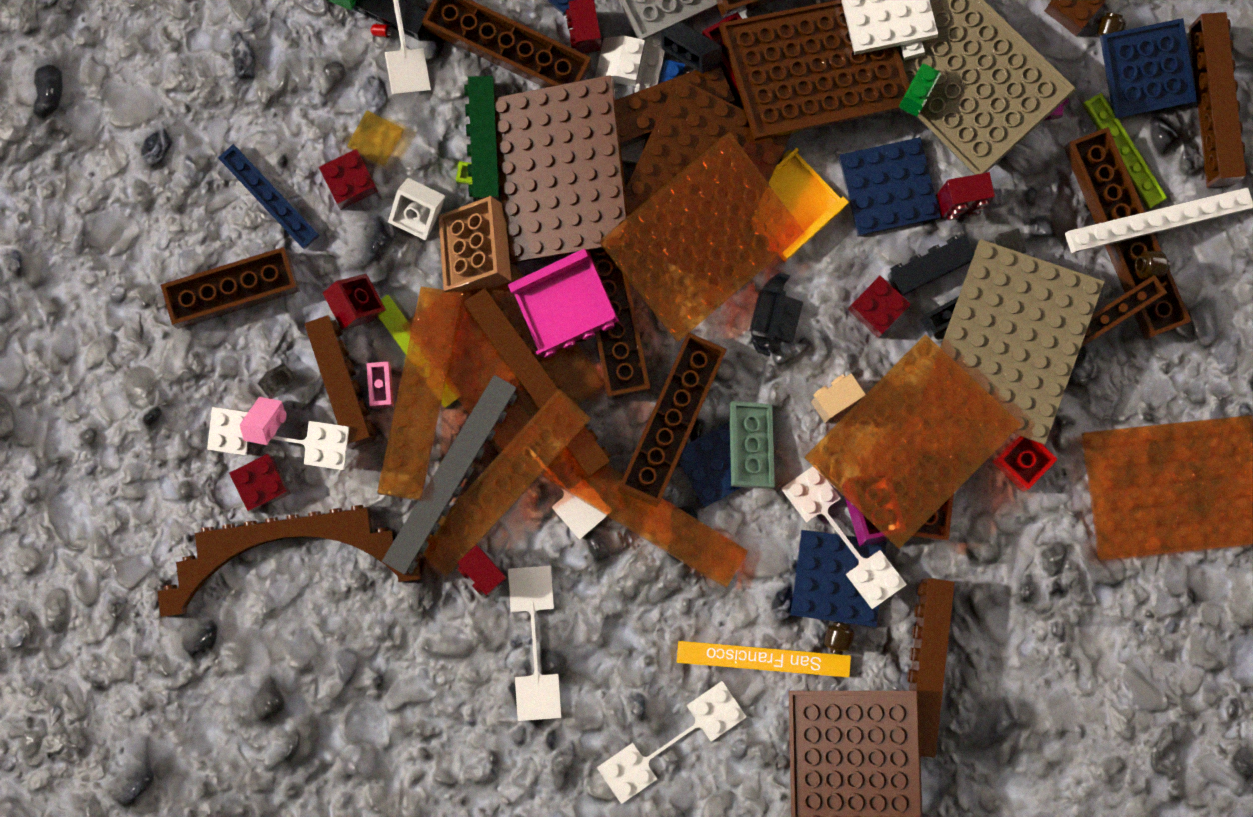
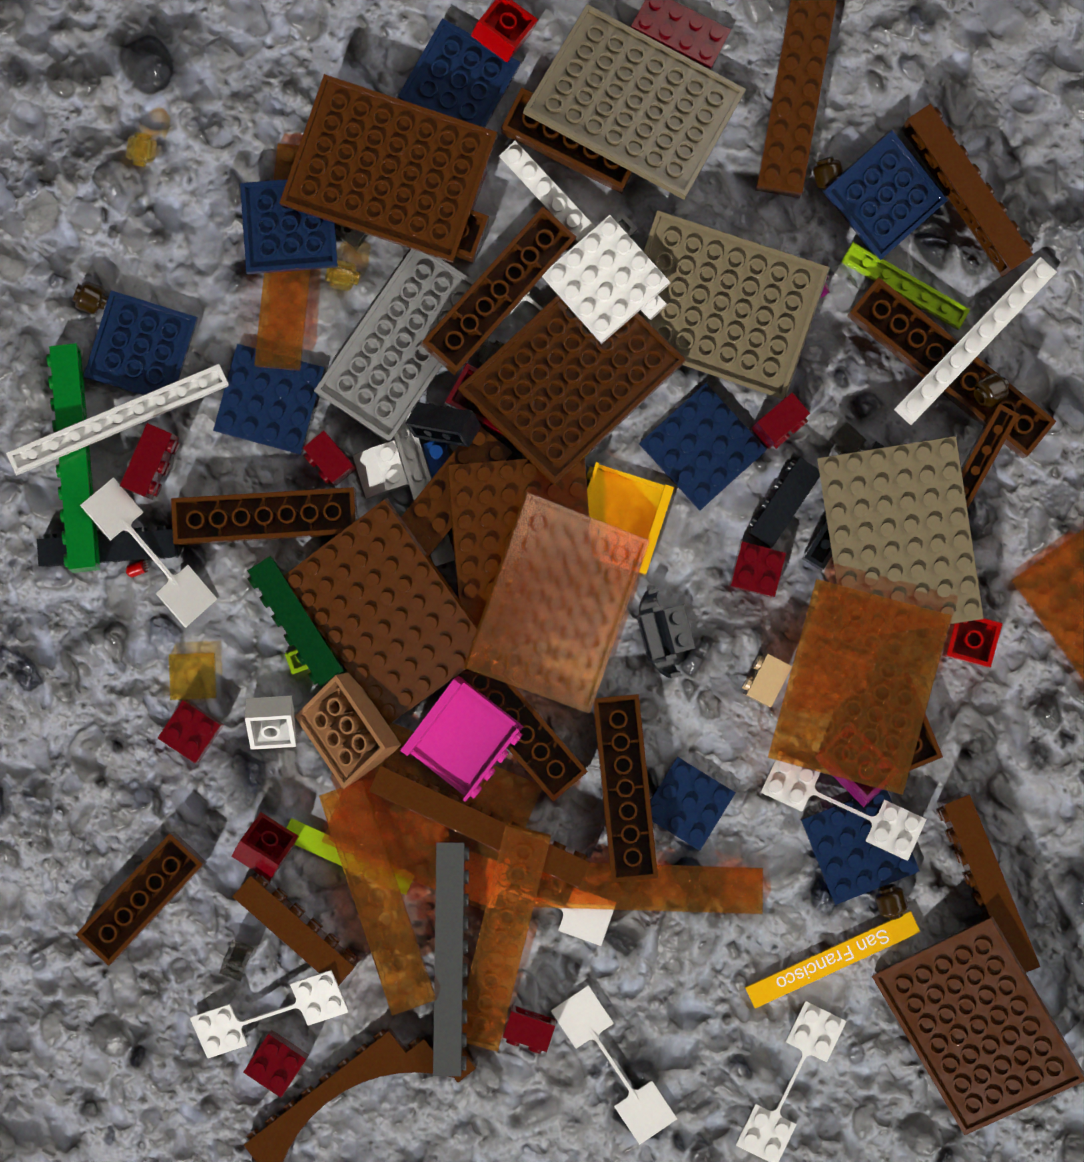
camera: 20 degrees left, 5 degrees up
(263, 420) = (246, 1006): bright pink brick -> none
(268, 196) = (125, 790): dark blue plate -> none
(380, 385) = (334, 909): bright pink brick -> none
(751, 445) = (711, 769): sand green plate -> none
(919, 89) = (682, 346): green brick -> none

